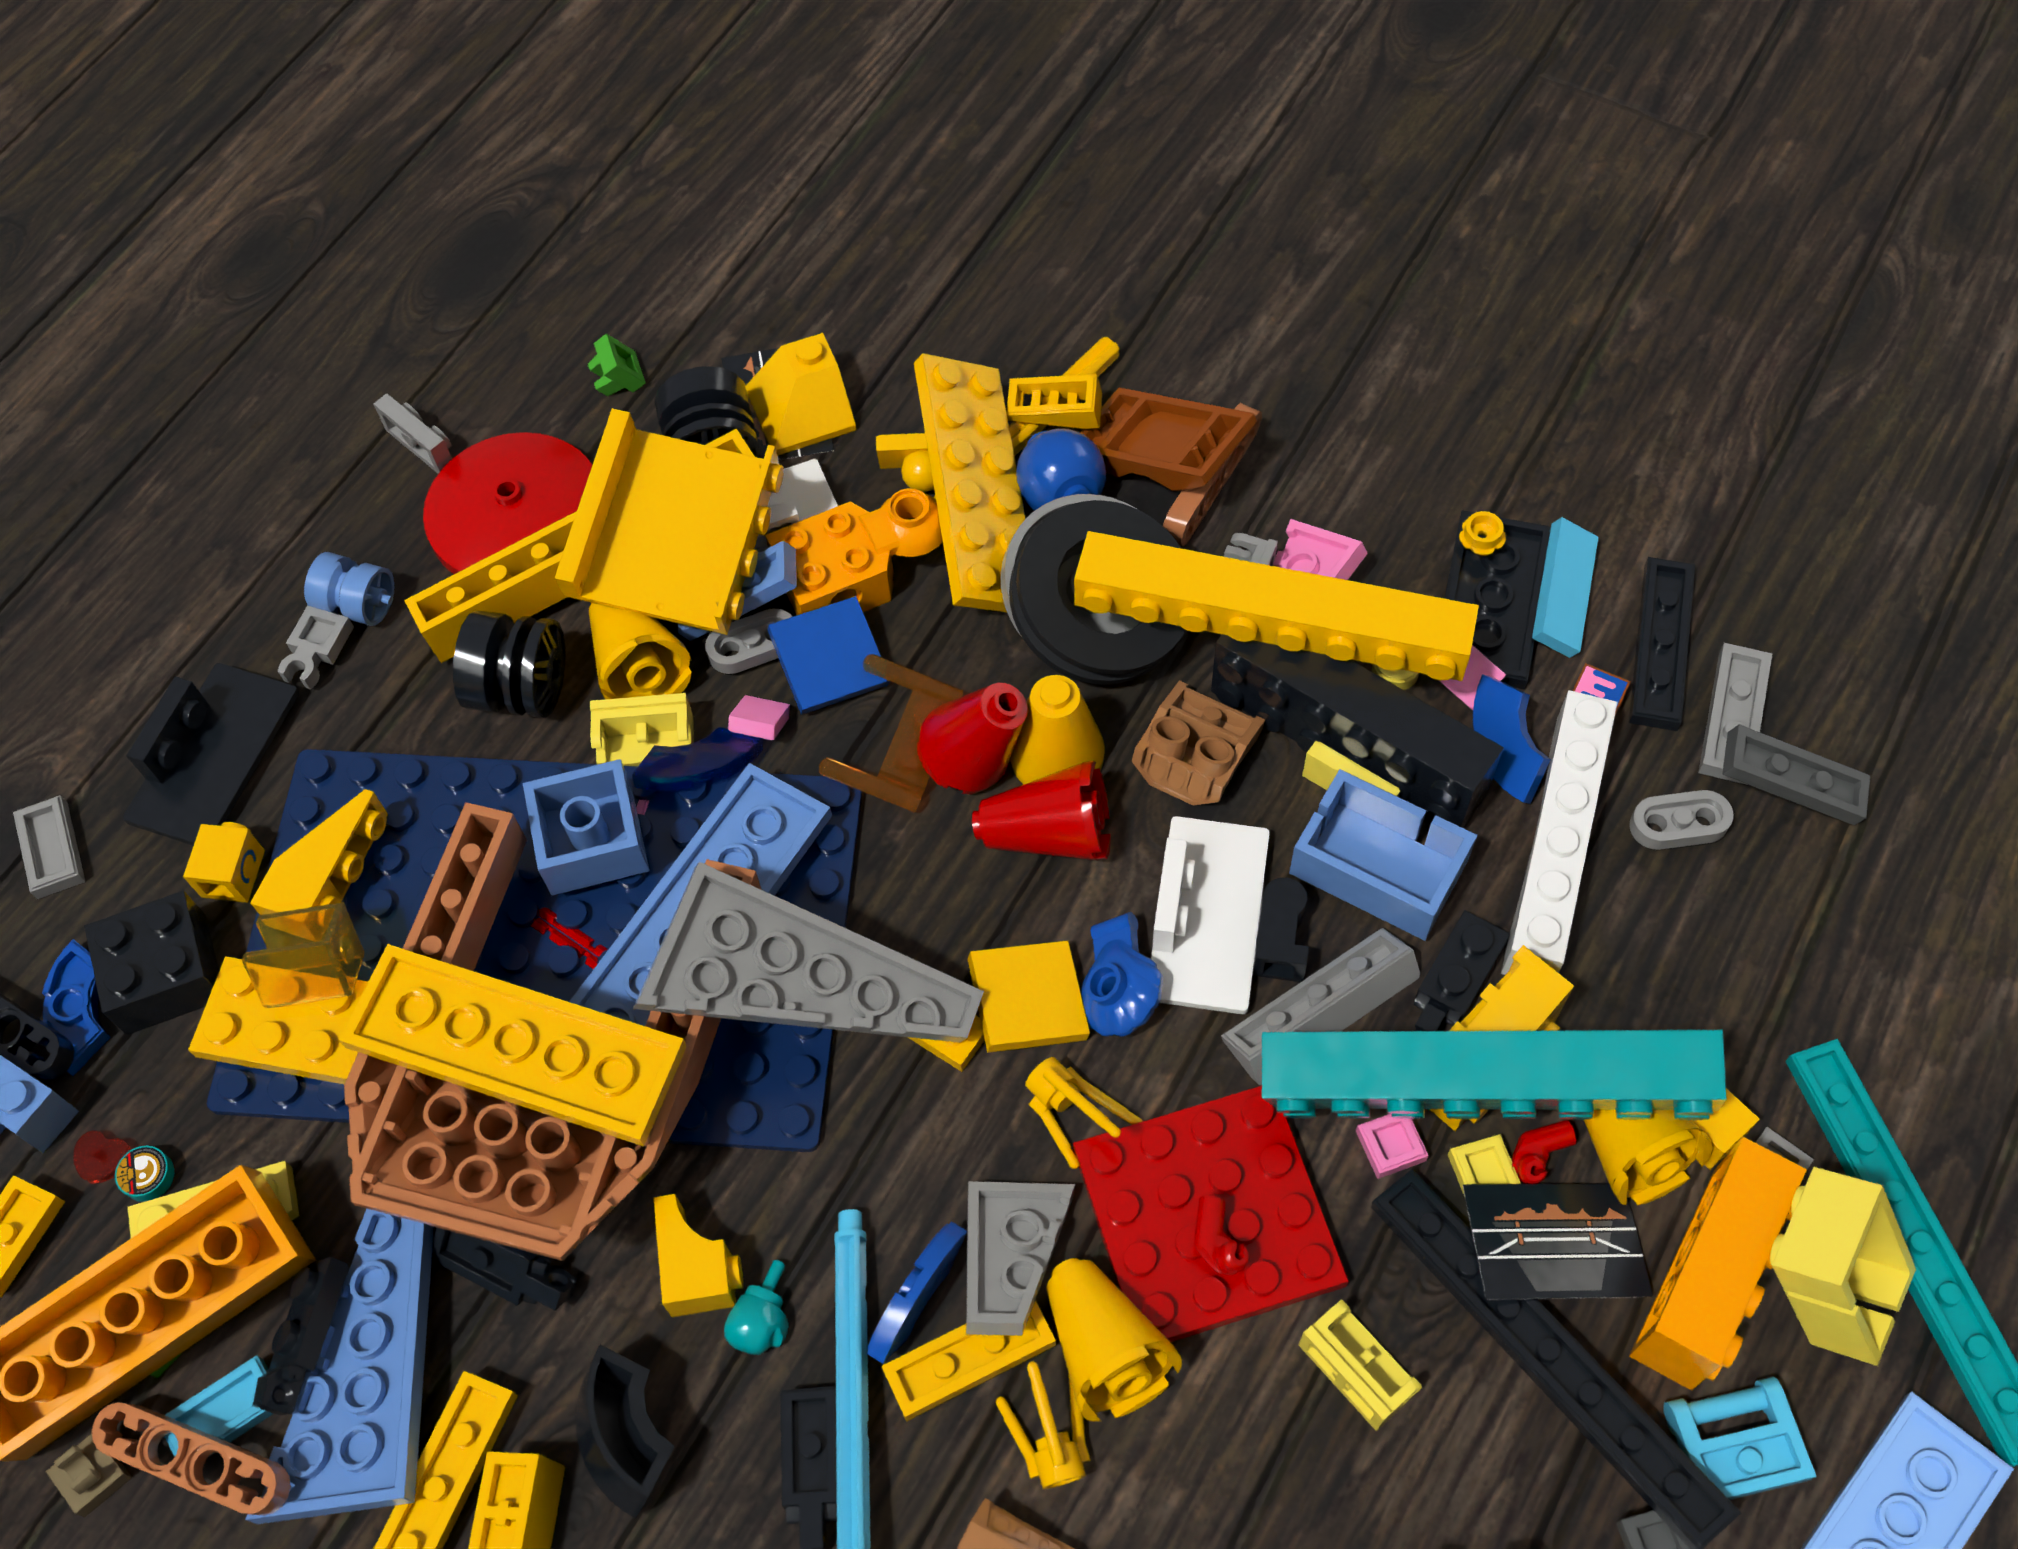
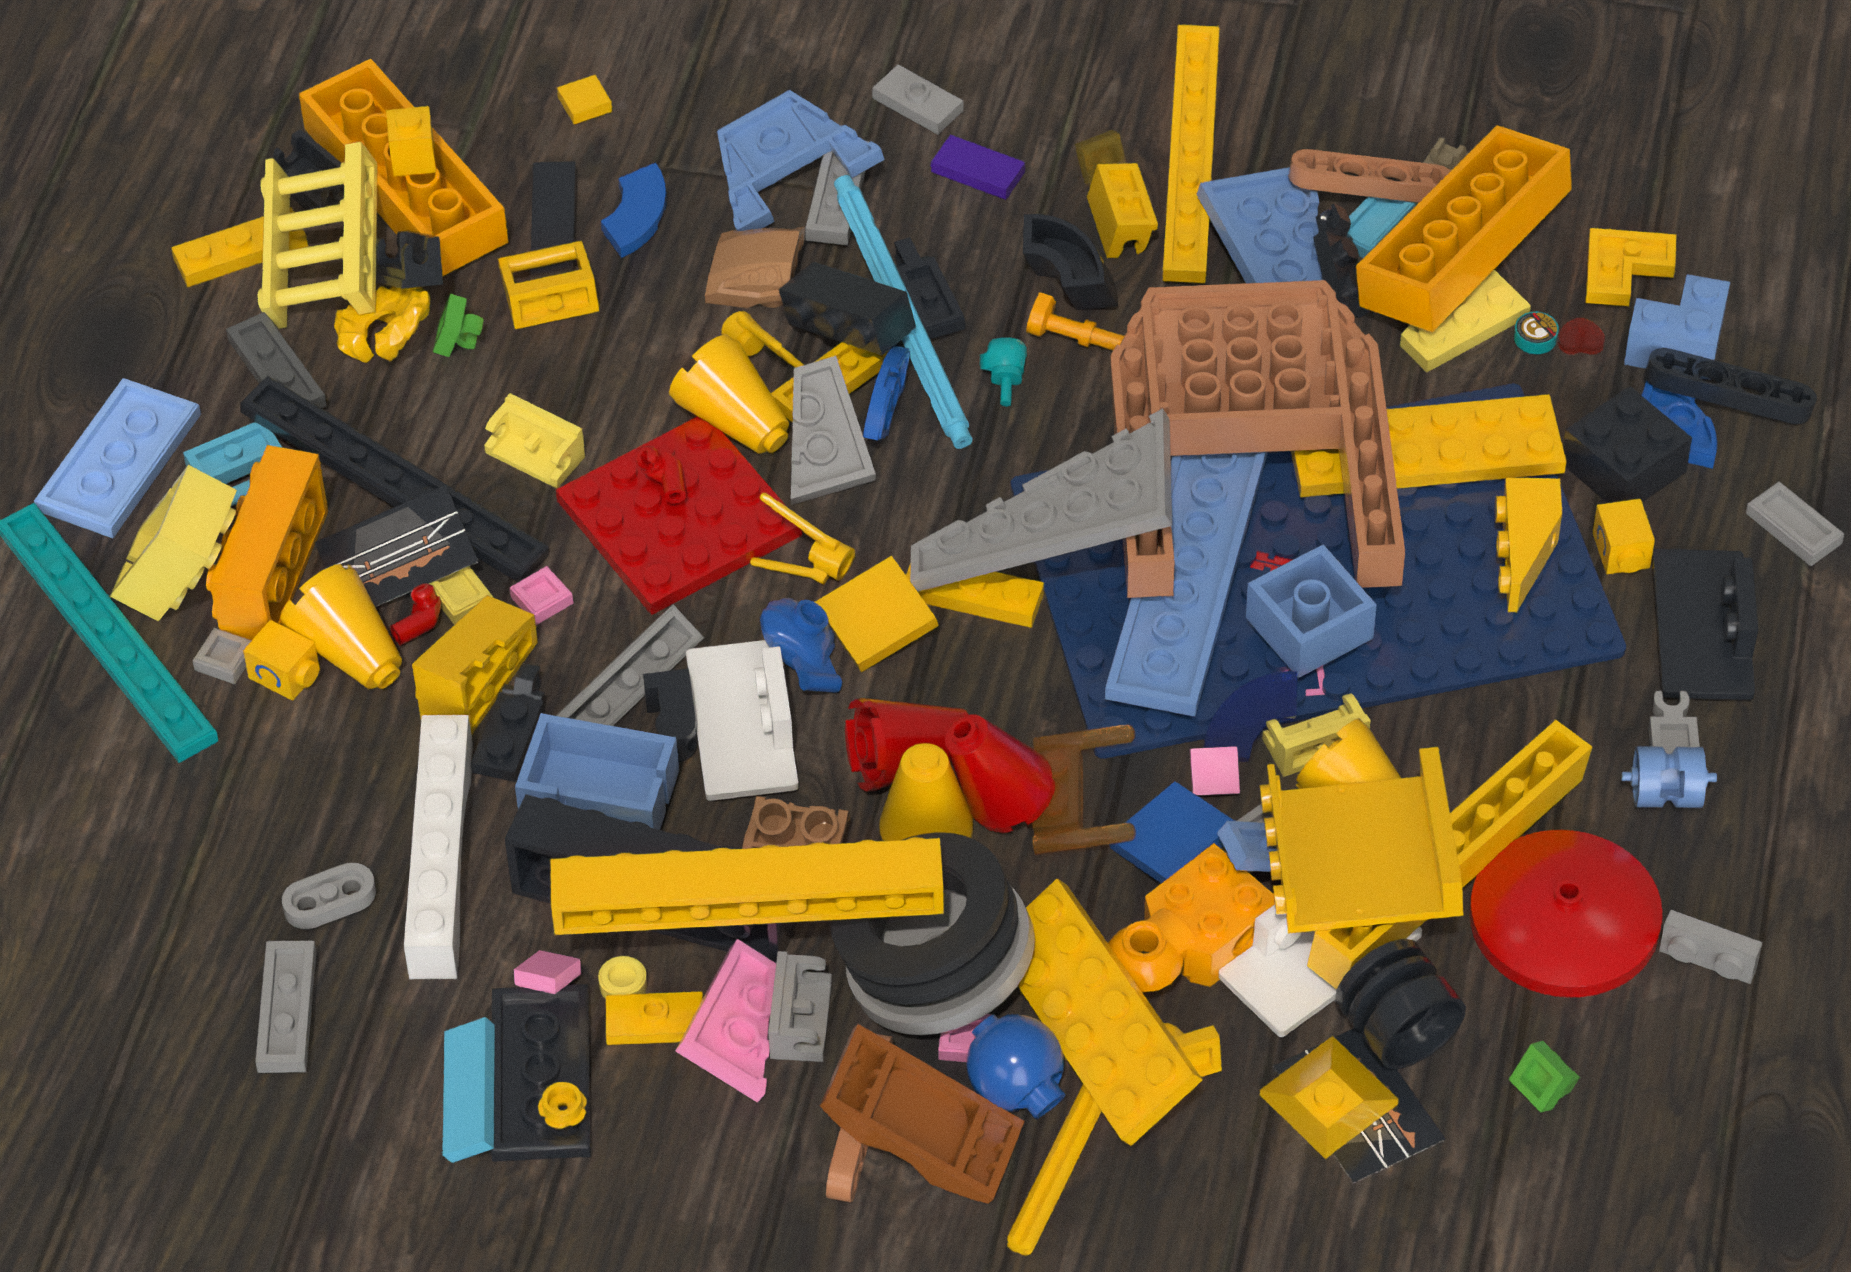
camera: 160 degrees right, 10 degrees down
(307, 956) = (1468, 482): clear yellow piece -> none
(509, 664) = (1470, 730): black wheel -> none
(515, 1044) = (1256, 385): yellow plate -> none
(687, 1367) = (1043, 319): none -> light orange piece
(693, 1271) = (1069, 373): yellow arch -> none
(926, 1429) = (847, 308): none -> black brick
(1071, 415) = (1032, 1154): yellow slope -> none
(1495, 1071) = (471, 577): teal brick -> none
(1502, 718) = (503, 917): blue tile -> none
(1601, 684) = (421, 999): tile -> none
(1662, 644) = (363, 1070): black tile -> none
(1796, 775) = (226, 943): dark grey plate -> none

